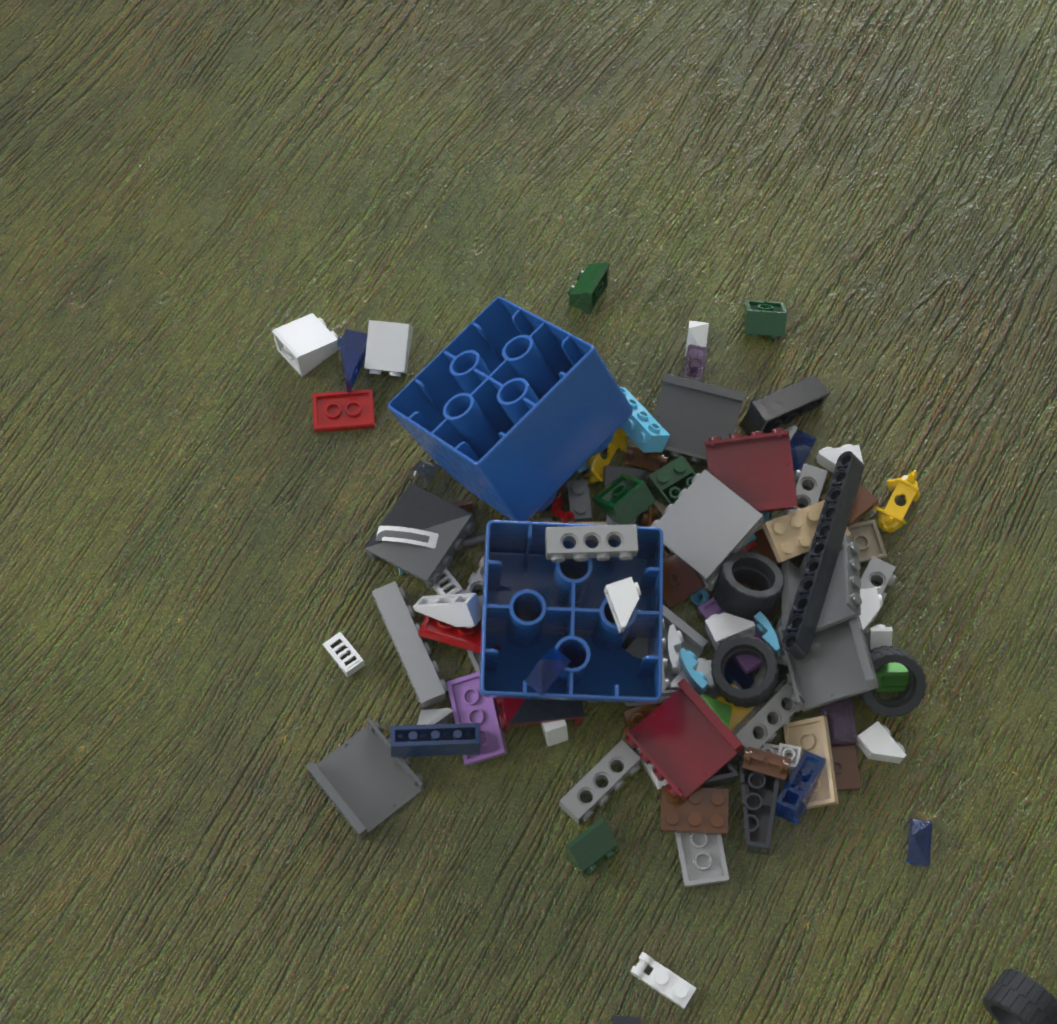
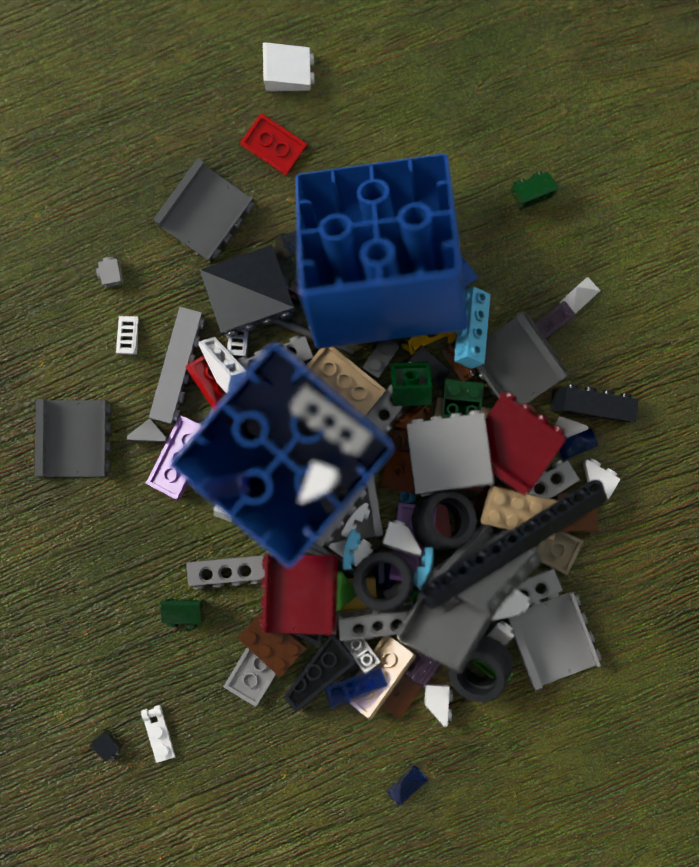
camera: 40 degrees right, 20 degrees up
(285, 612) = (109, 272): none -> light grey brick
(328, 505) = (204, 211): none -> dark grey panel
(352, 353) = (316, 101): clear blue slope -> none
(388, 347) = (344, 120): white slope -> none
(407, 535) = (235, 286): sticker -> none
(435, 739) = (133, 454): dark blue brick -> none
(556, 511) = (358, 355): red piece -> none
(764, 318) = (644, 321): dark green slope -> none
(766, 763) = (343, 655): reddish brown hinge -> none
(892, 516) = (598, 549): yellow piece -> none
(927, 615) = (554, 640): none -> light grey panel

